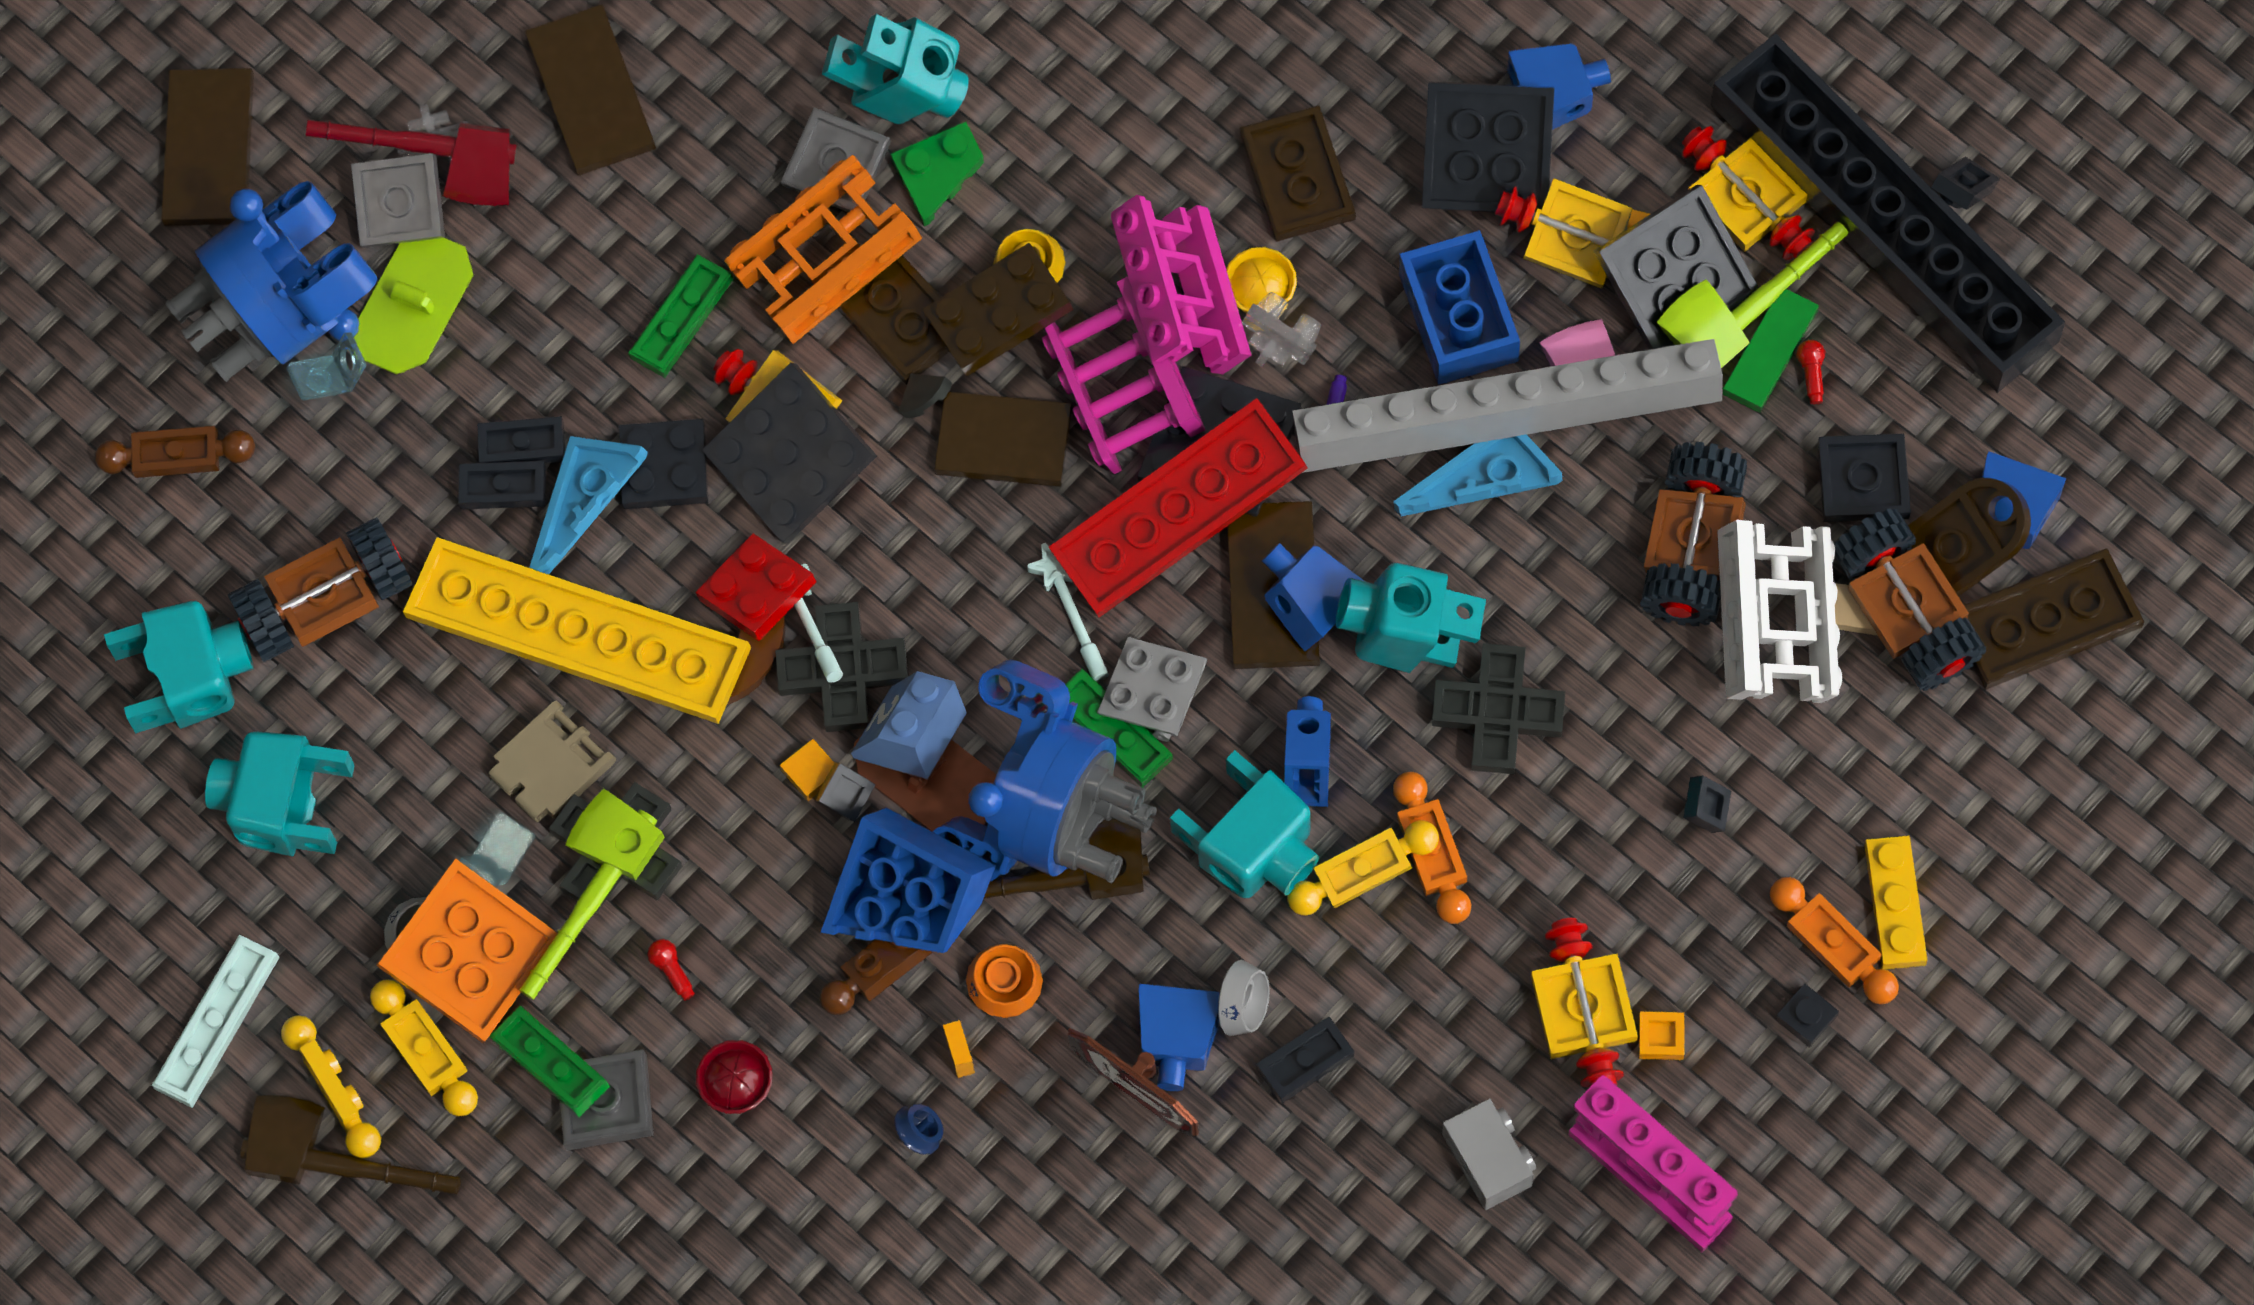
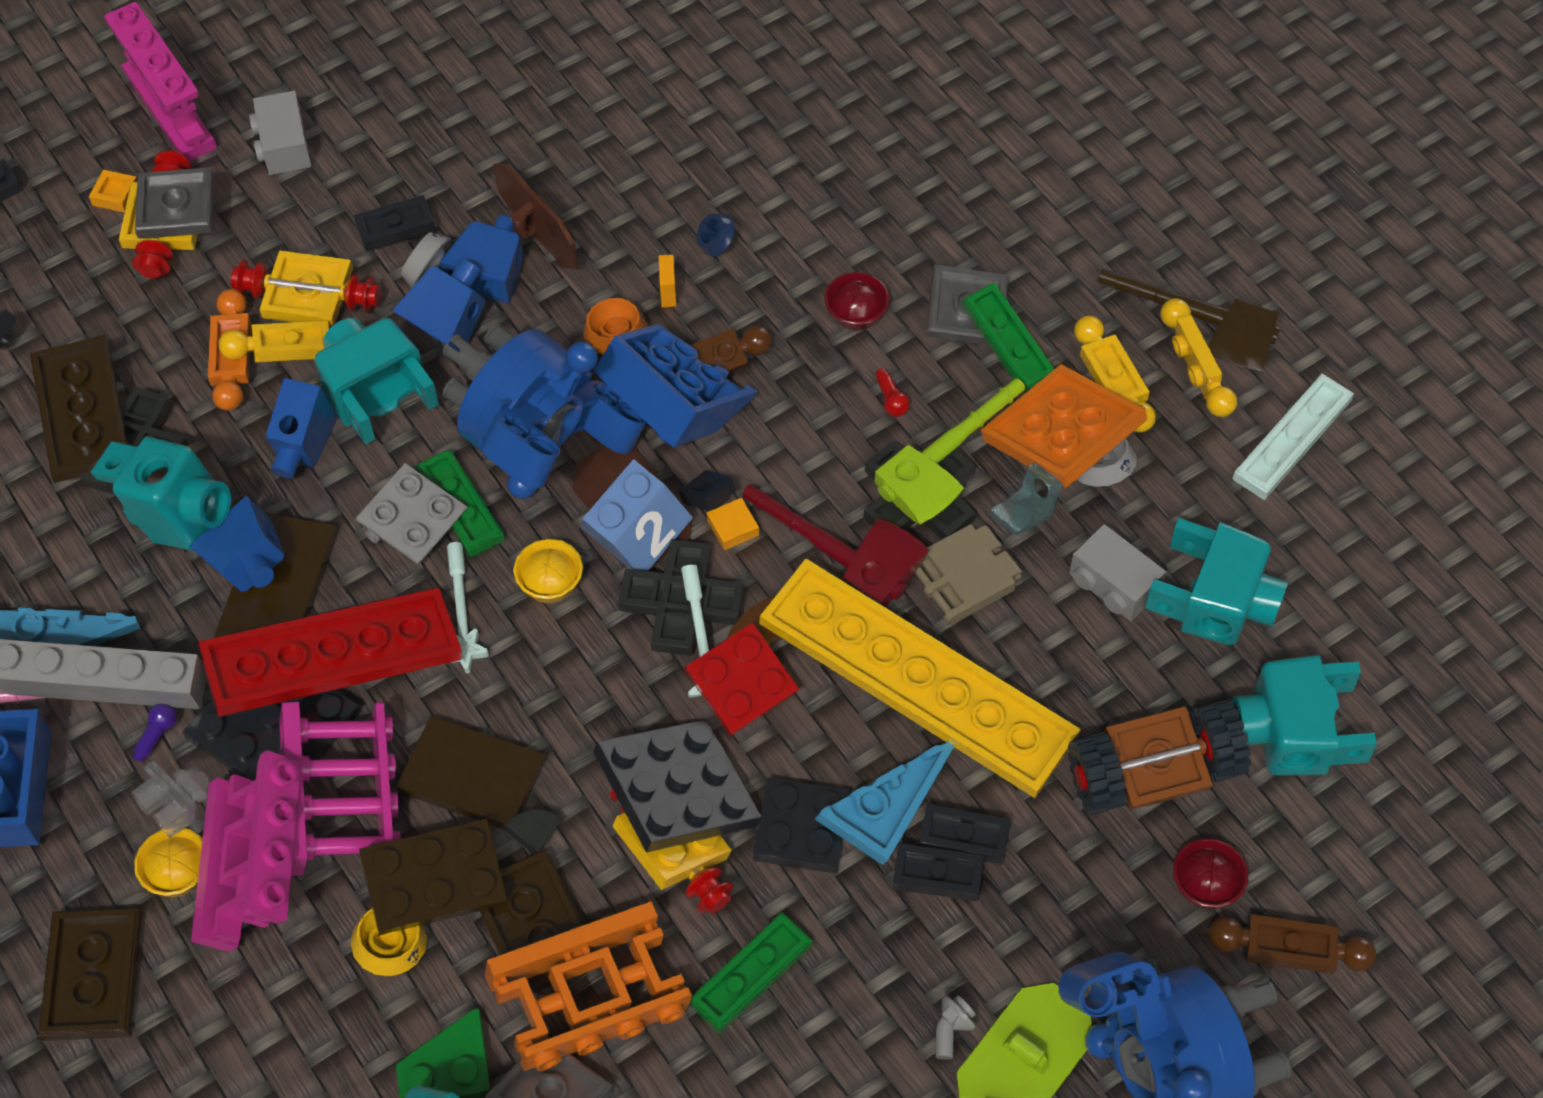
camera: 170 degrees left, 10 degrees down
(258, 499) = (1210, 873): none -> dark red hat
(388, 794) = (1115, 572): none -> light grey brick
(479, 312) = (955, 1016): none -> light grey plate
(642, 740) = (879, 565): none -> dark red piece
(981, 652) = (548, 570): none -> yellow hat
(1202, 942) = (444, 303): none -> blue torso
(1375, 945) = (306, 287): none -> yellow plate
(1559, 722) = (77, 405): none -> dark brown tile
(1565, 1003) = (174, 203): none -> flat silver plate

